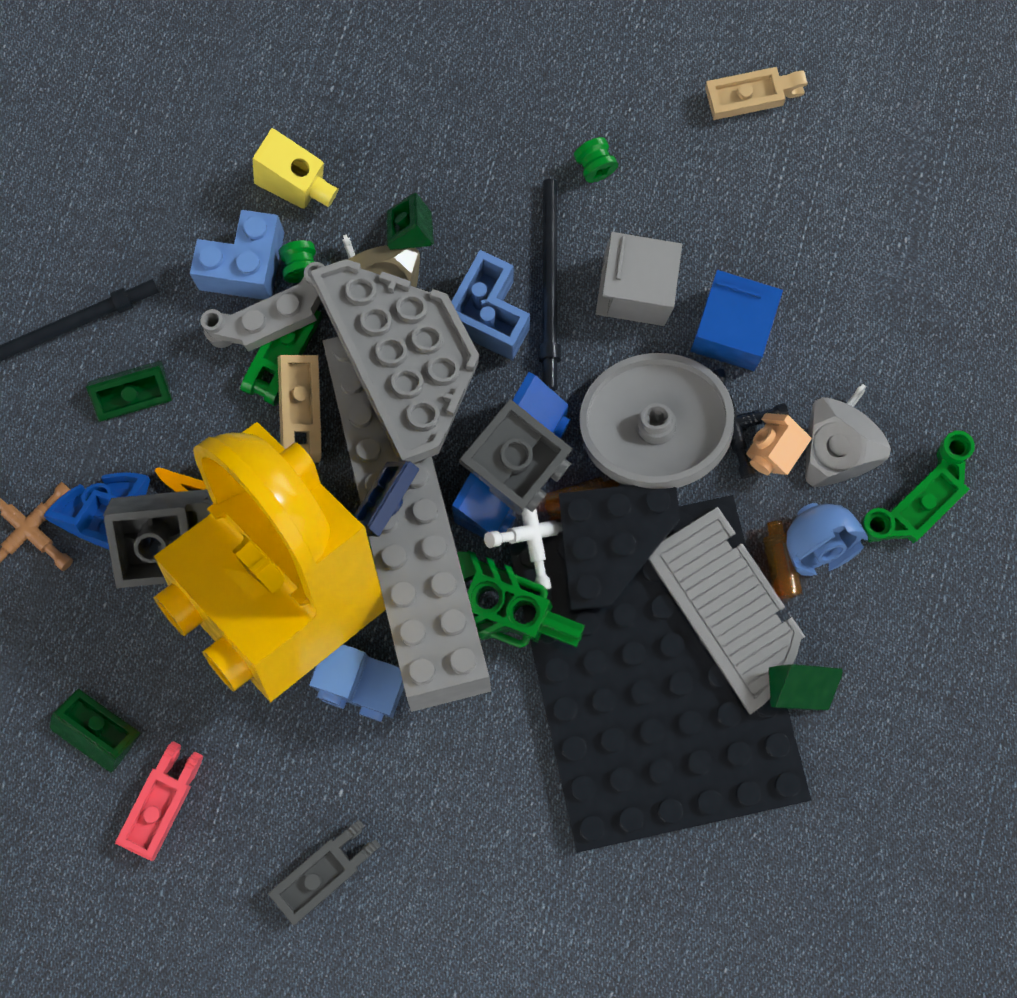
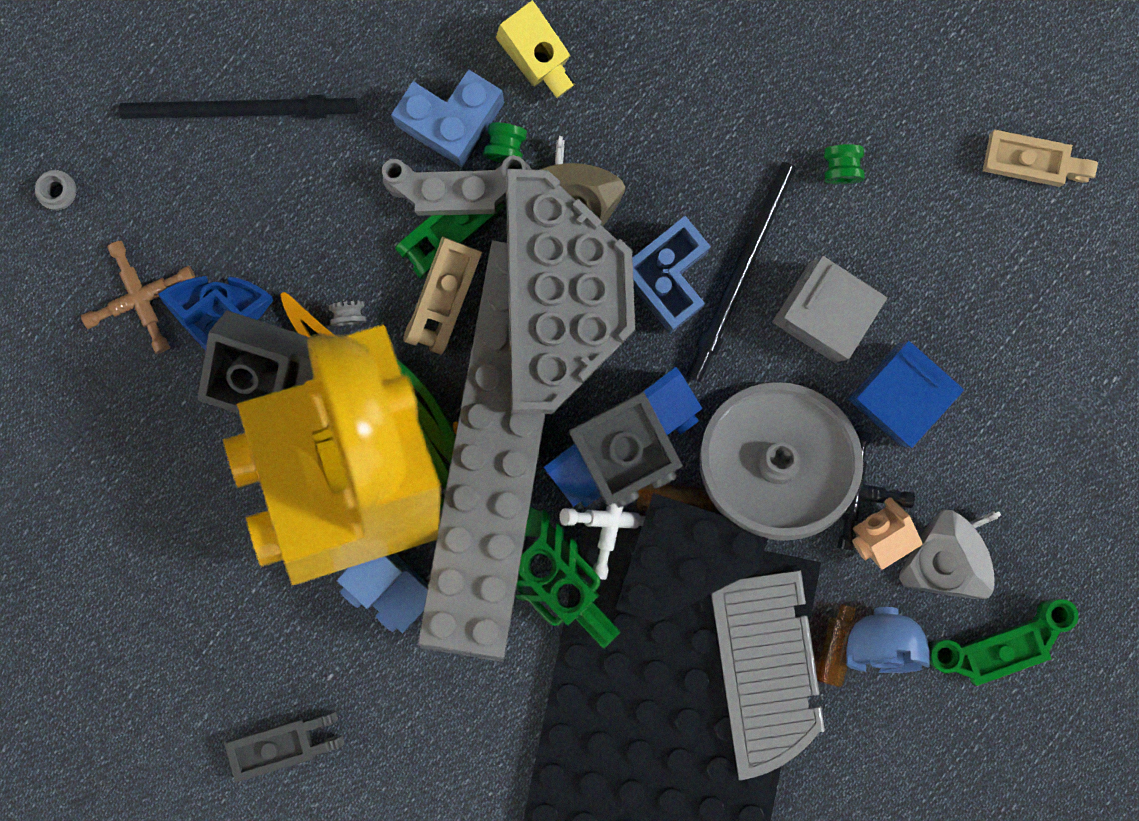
camera: 20 degrees right, 10 degrees up
(93, 730) = (127, 518): dark green slope -> none
(129, 391) = (288, 201): dark green slope -> none
(158, 804) = (157, 617): coral hinge -> none
(385, 496) = (478, 439): dark blue plate -> none
(409, 224) = (628, 154): dark green slope -> none
(803, 686) = (799, 776): dark green slope -> none

